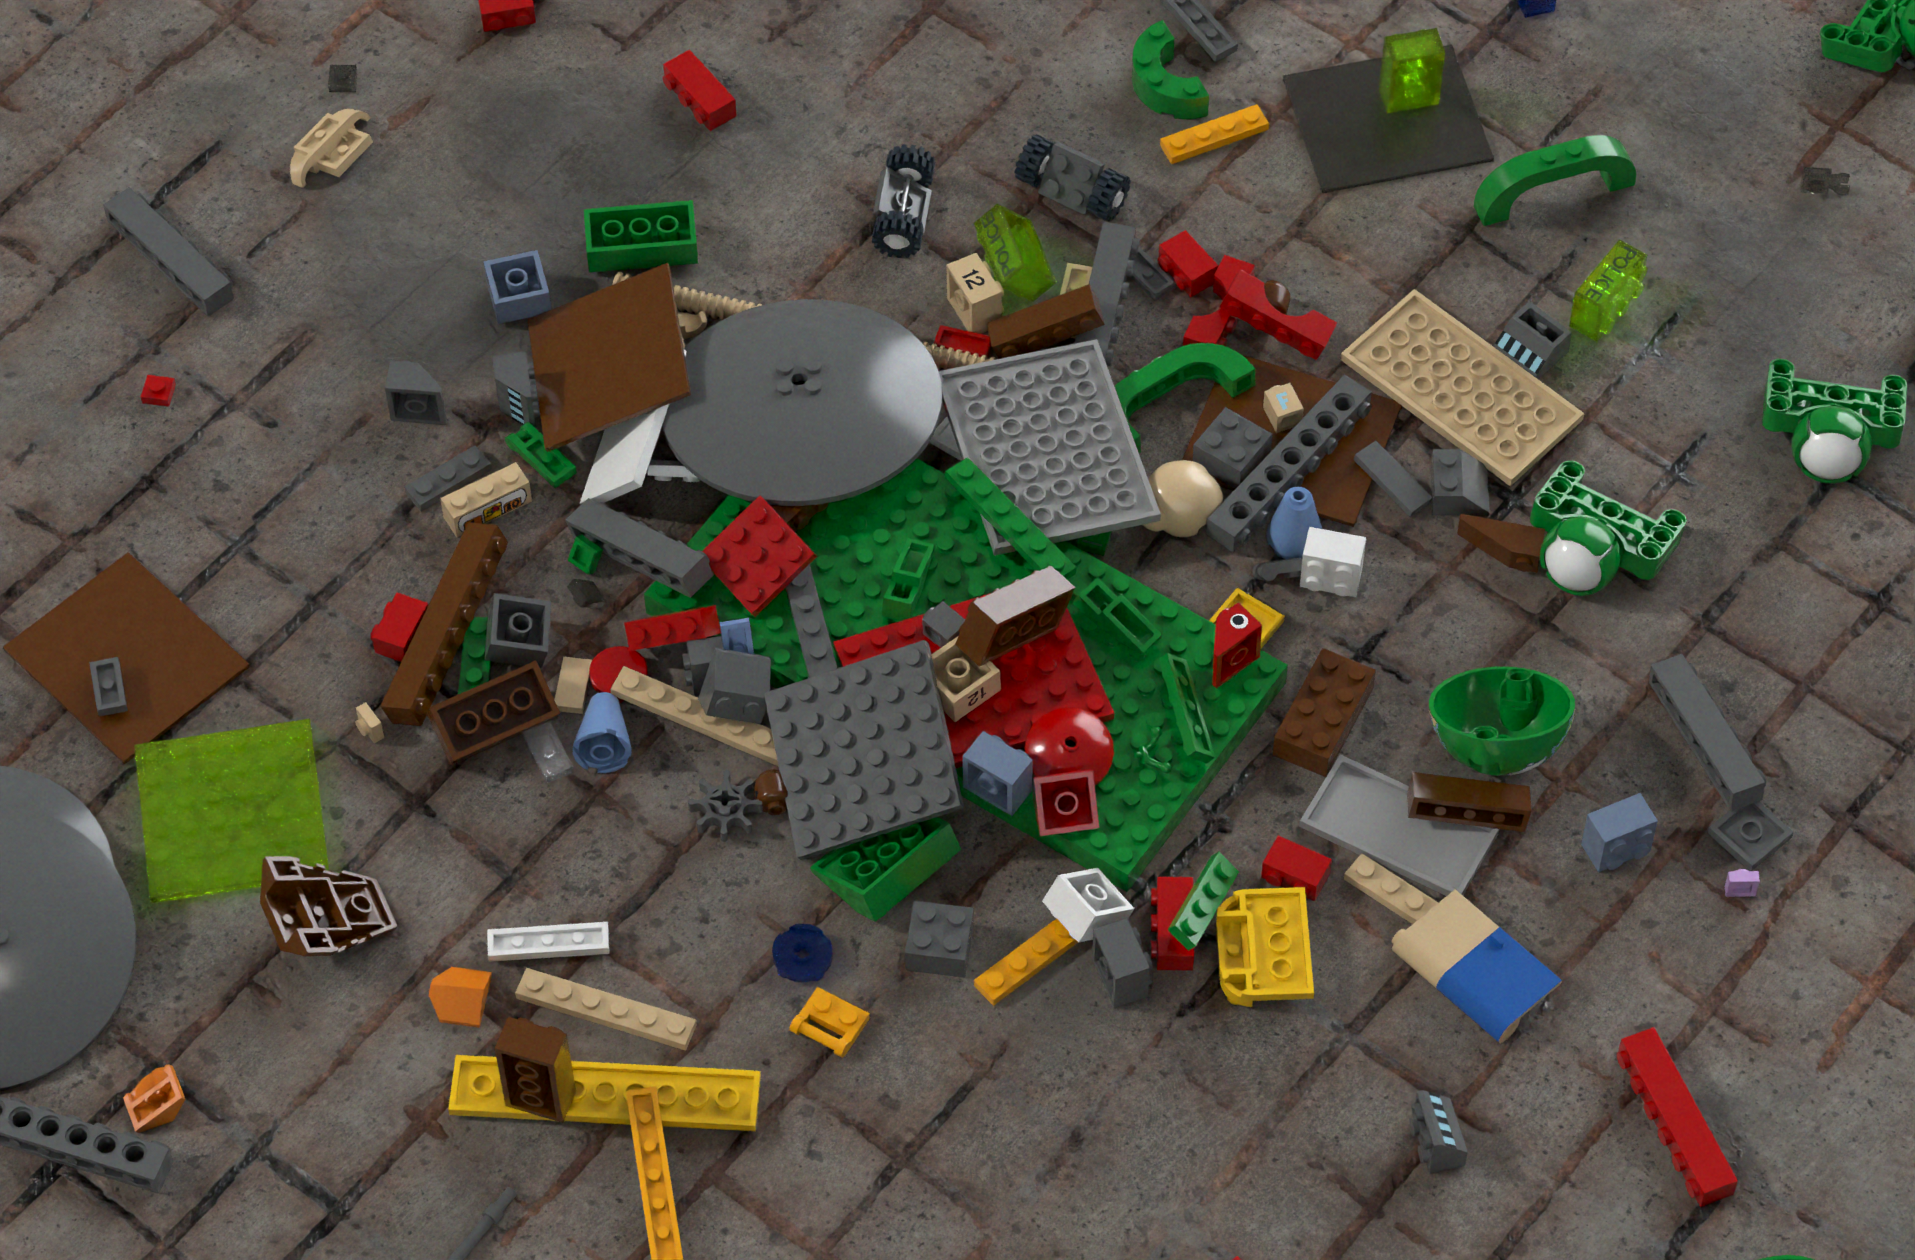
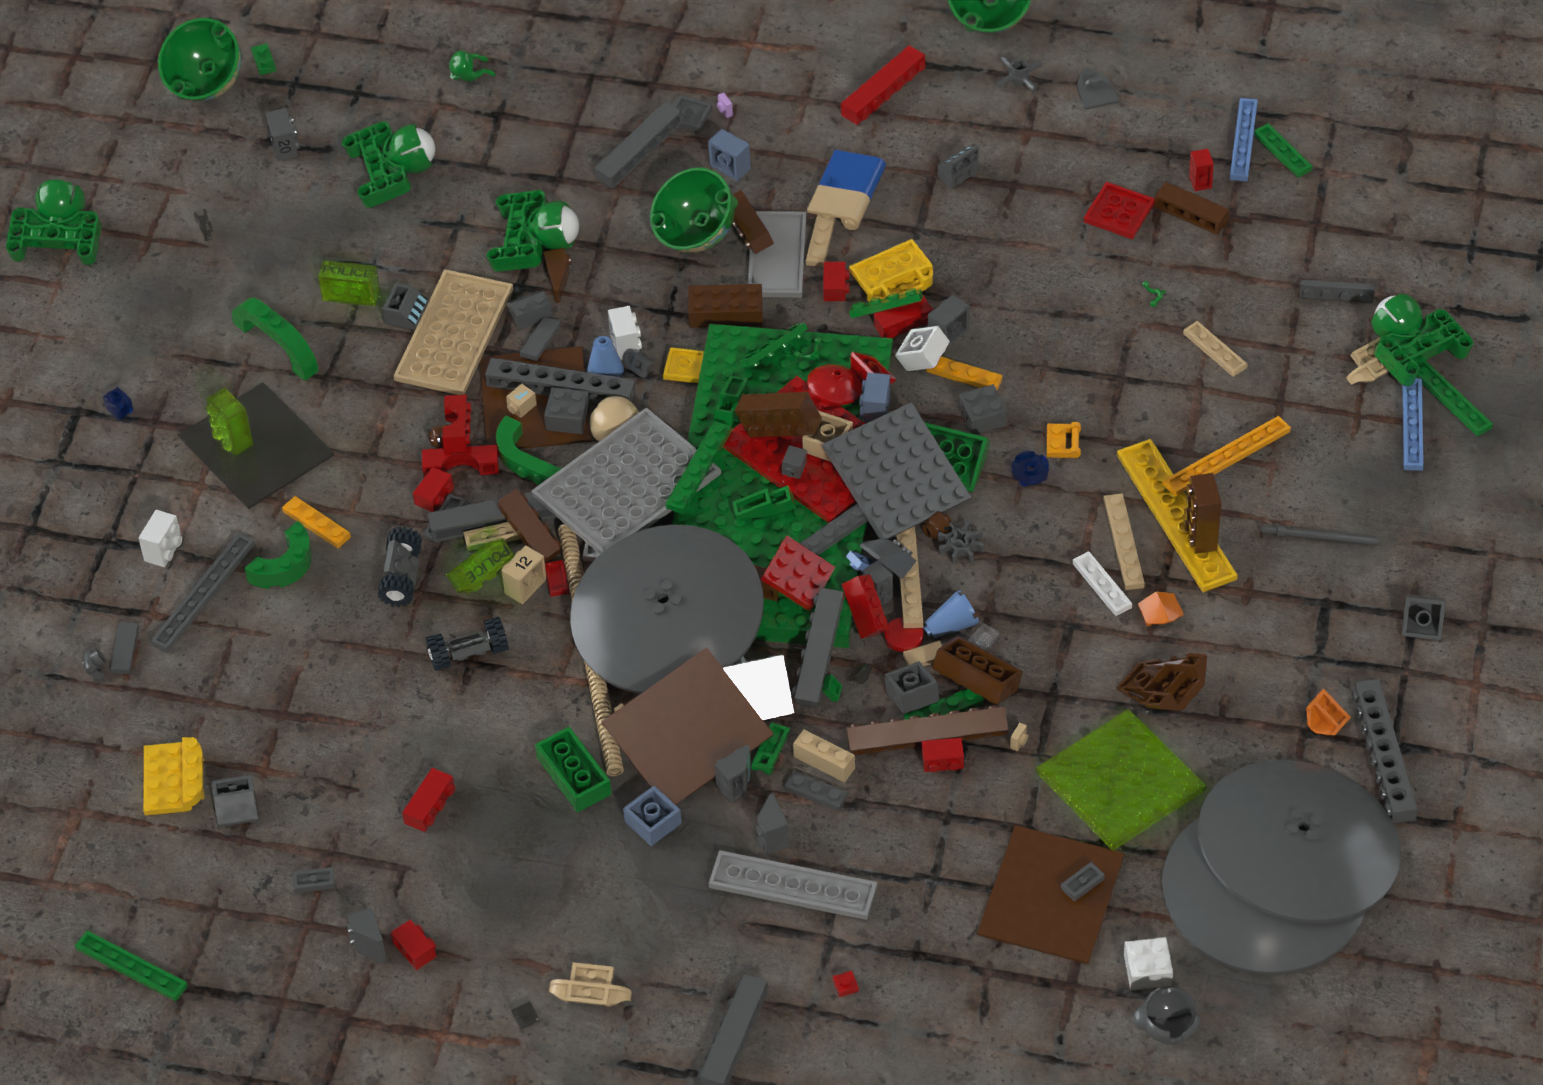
camera: 115 degrees left, 5 degrees down
(325, 394) = (793, 885): none -> light grey plate
(1235, 643) = (724, 333): red slope -> none

